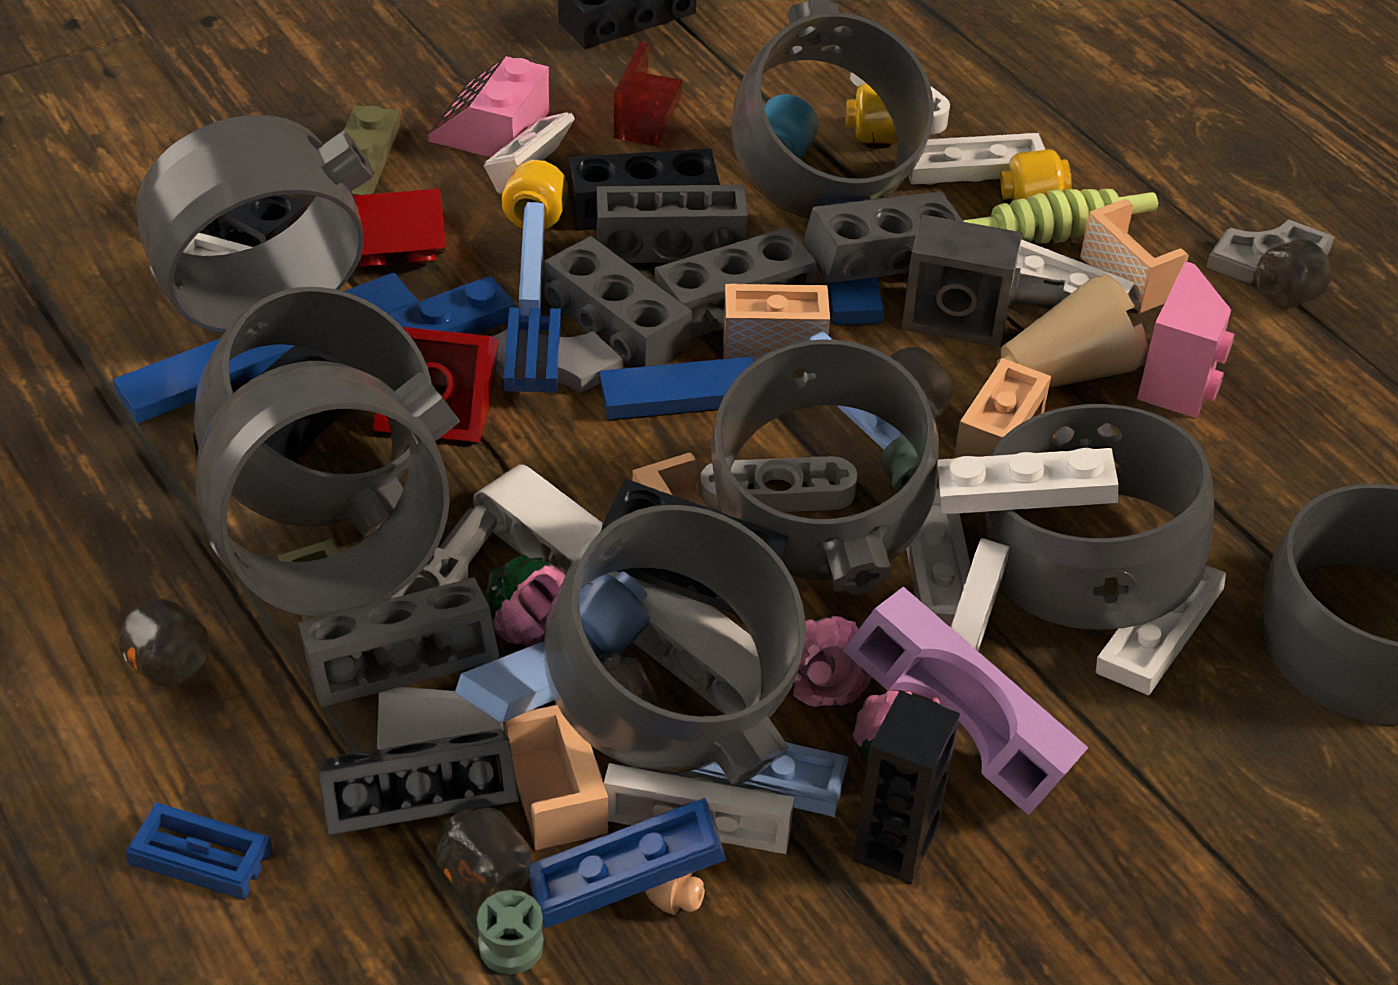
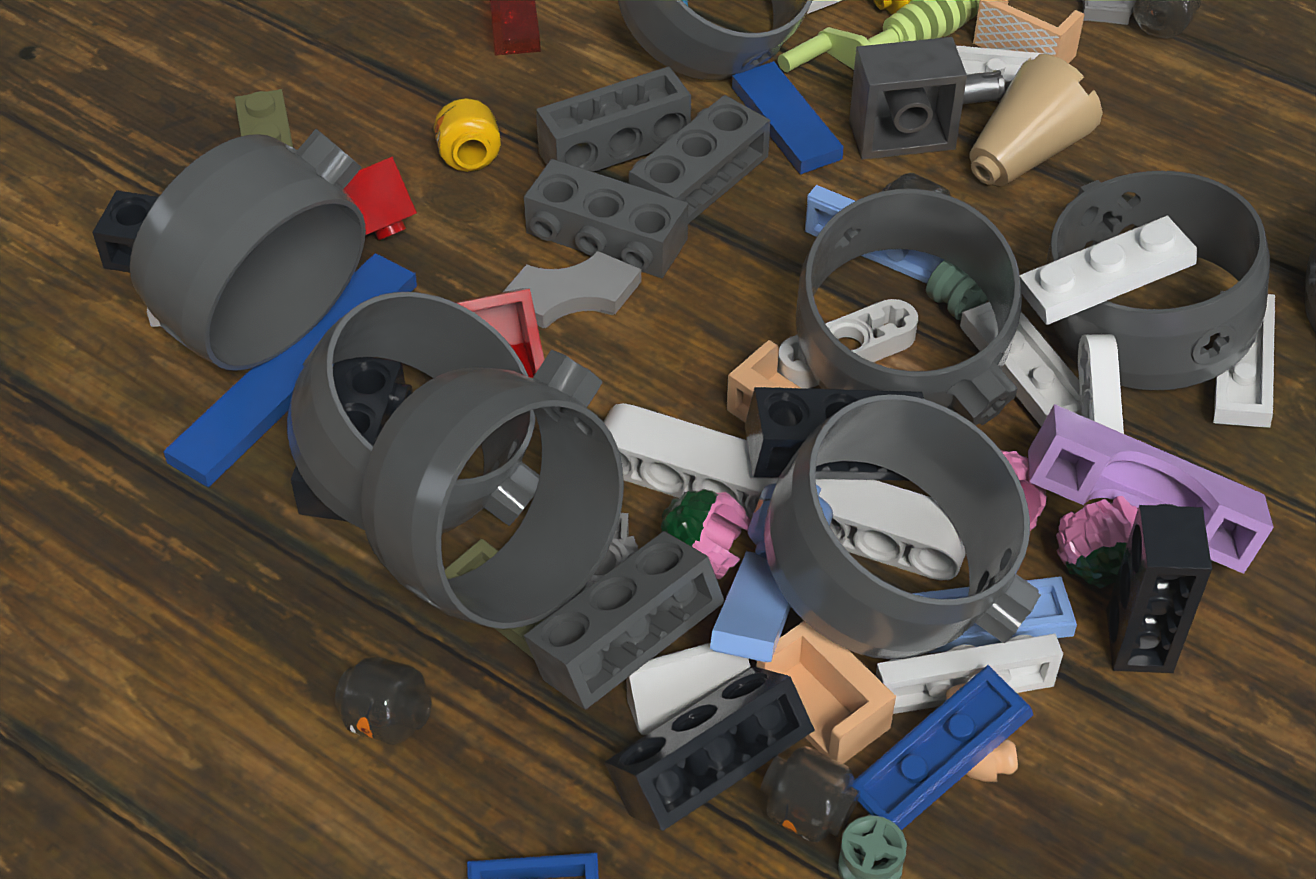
camera: 20 degrees left, 5 degrees up
(460, 310) = (462, 267): blue plate -> none
(495, 107) = (373, 61): bright pink slope -> none
(532, 144) = (432, 90): white slope -> none
(532, 258) = (506, 206): light blue tile -> none
(533, 324) = (546, 260): blue tile -> none
(633, 169) = (518, 97): black brick -> none
(668, 387) = (704, 280): blue tile -> none
(771, 317) = (760, 190): light nougat panel -> none
(870, 235) = (805, 78): dark grey brick -> none
(1004, 402) = (1014, 207): light nougat panel -> none
(1187, 346) = (1134, 96): bright pink slope -> none

